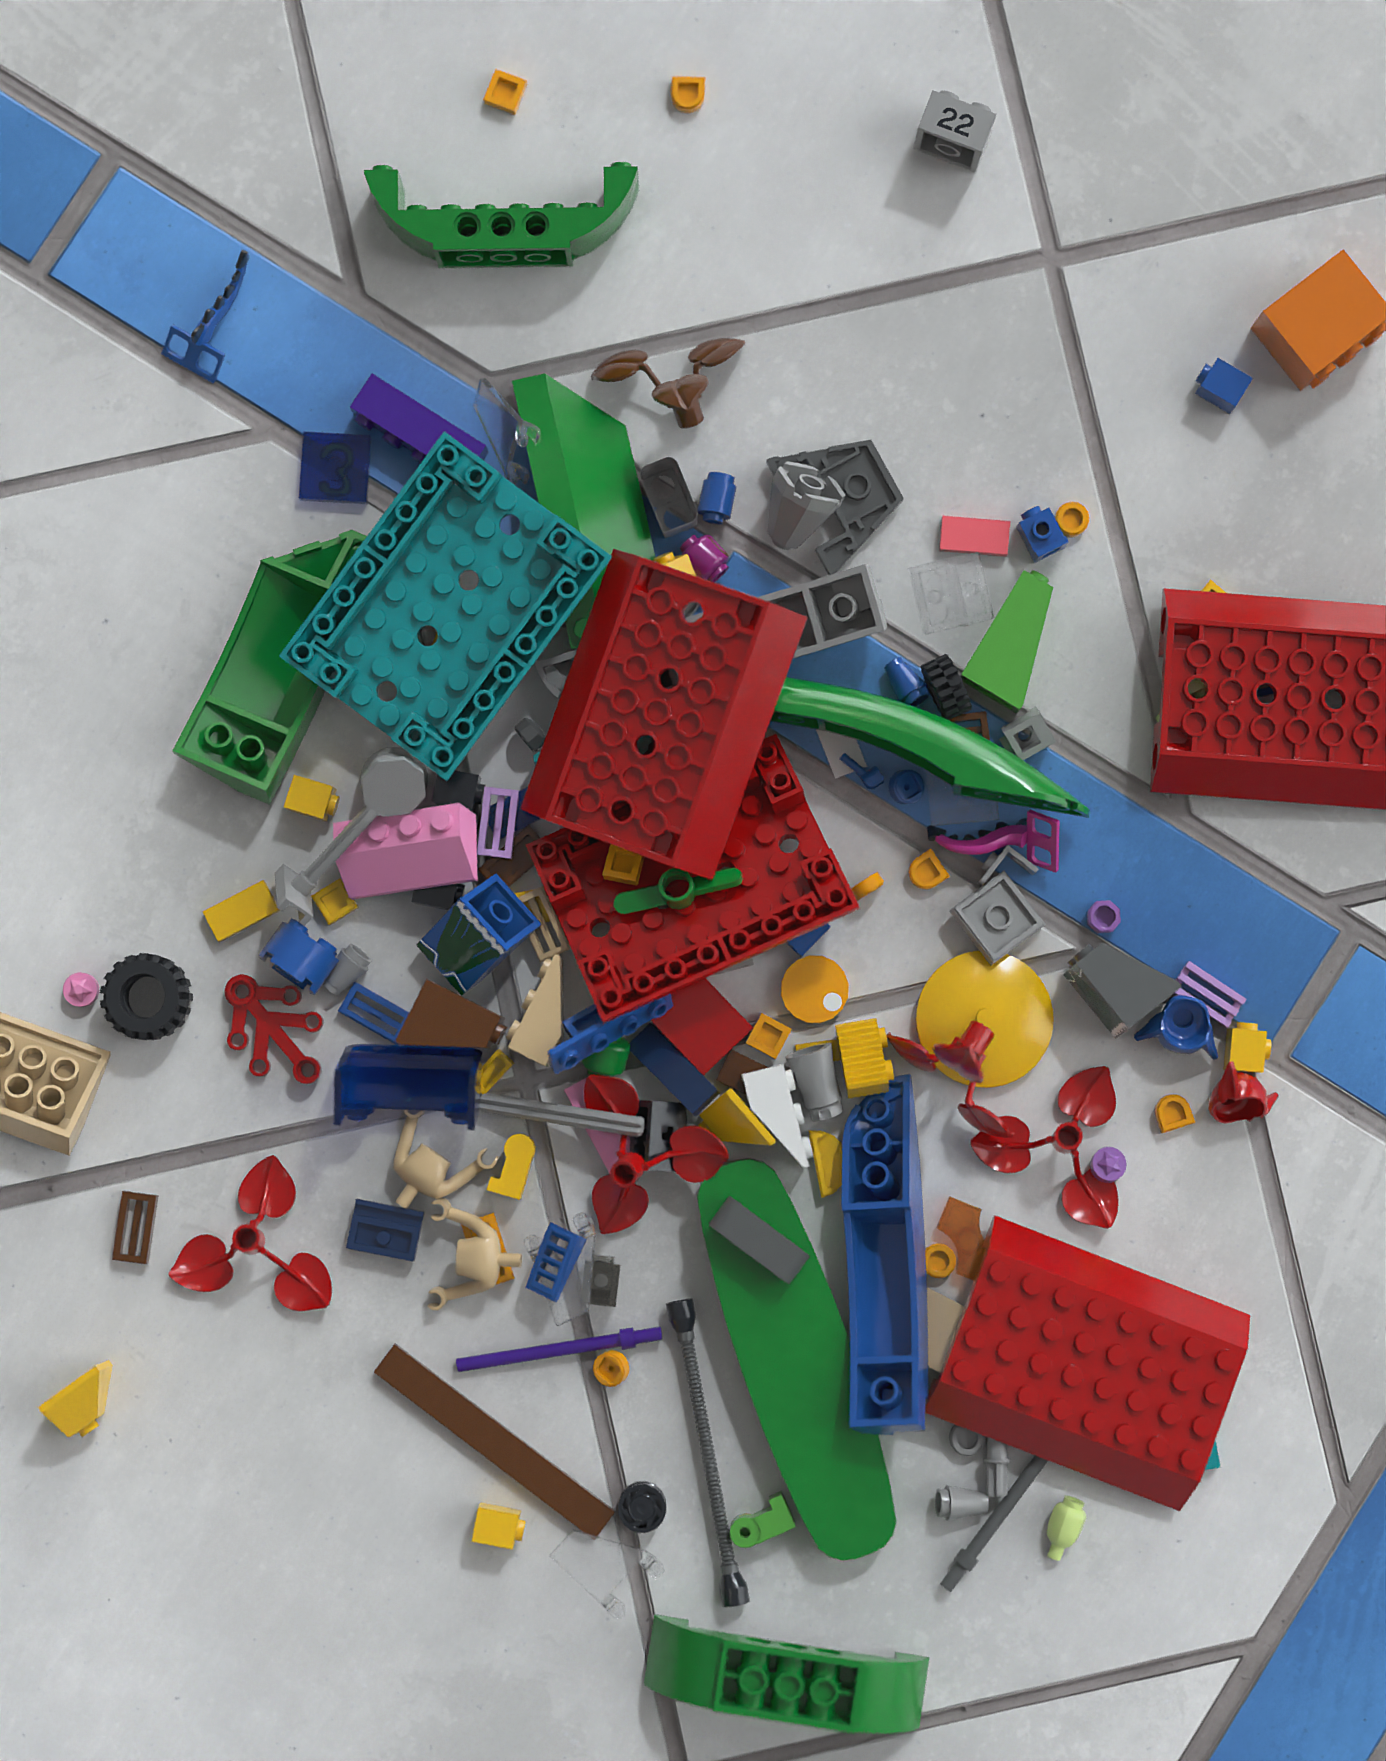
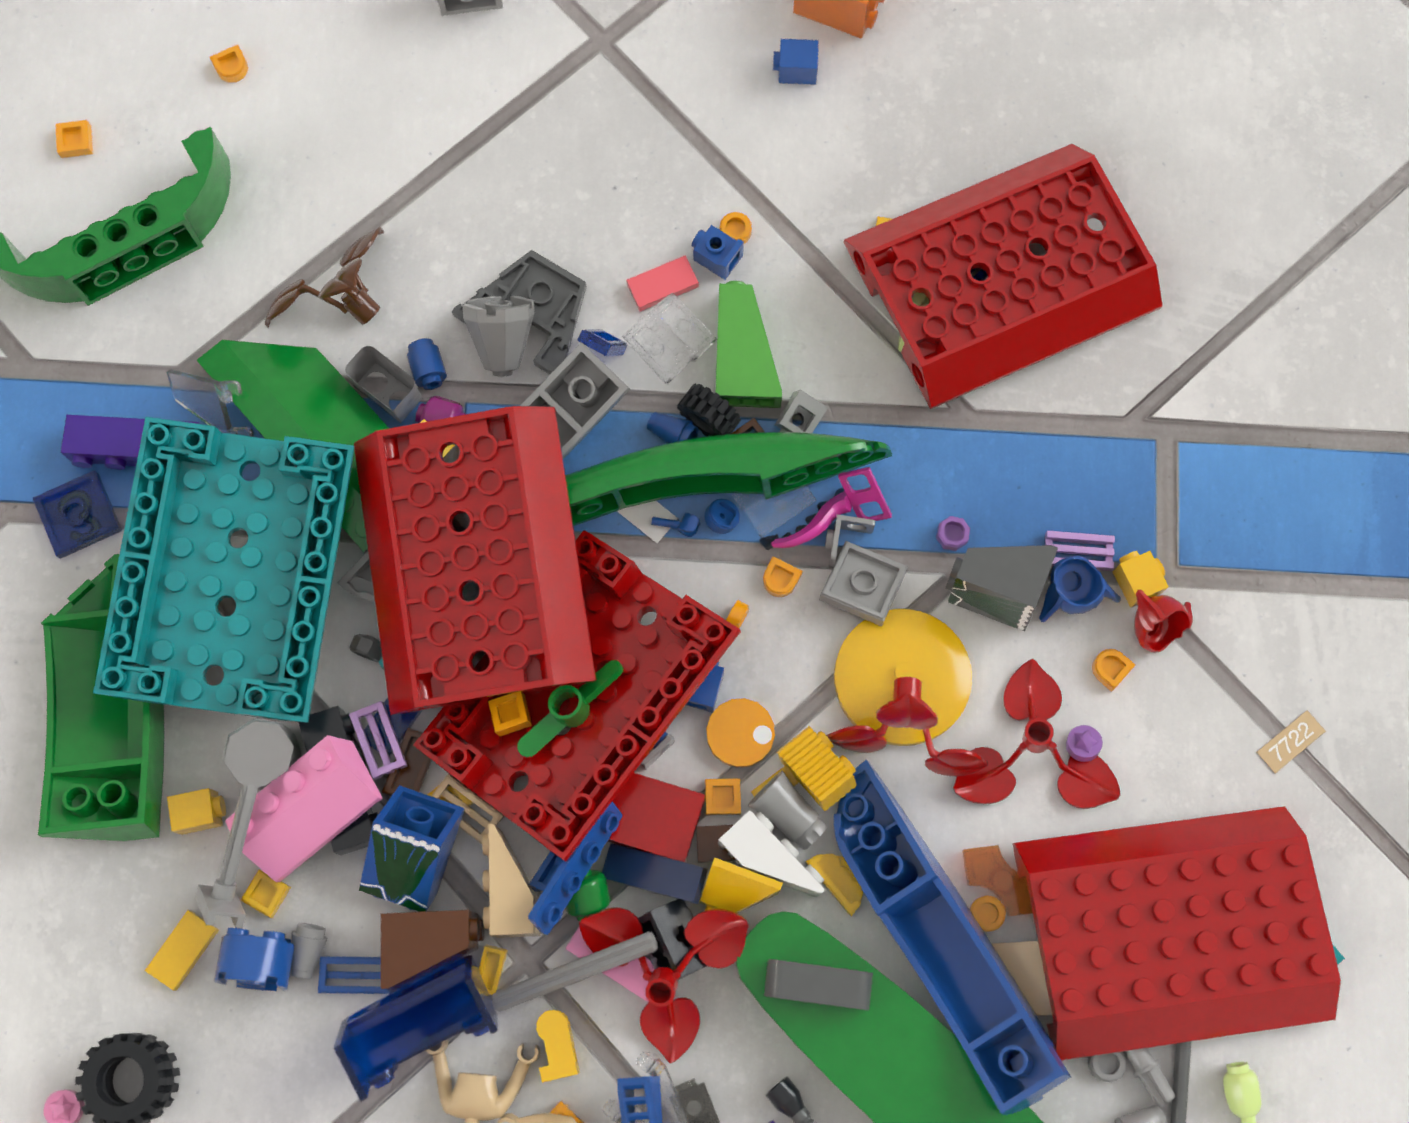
camera: 30 degrees left, 10 degrees down
(270, 1024) = (261, 1041): red plant -> none
(887, 568) = (602, 342): none -> clear blue tile
(1292, 1263) = (1291, 741): none -> tan sticker

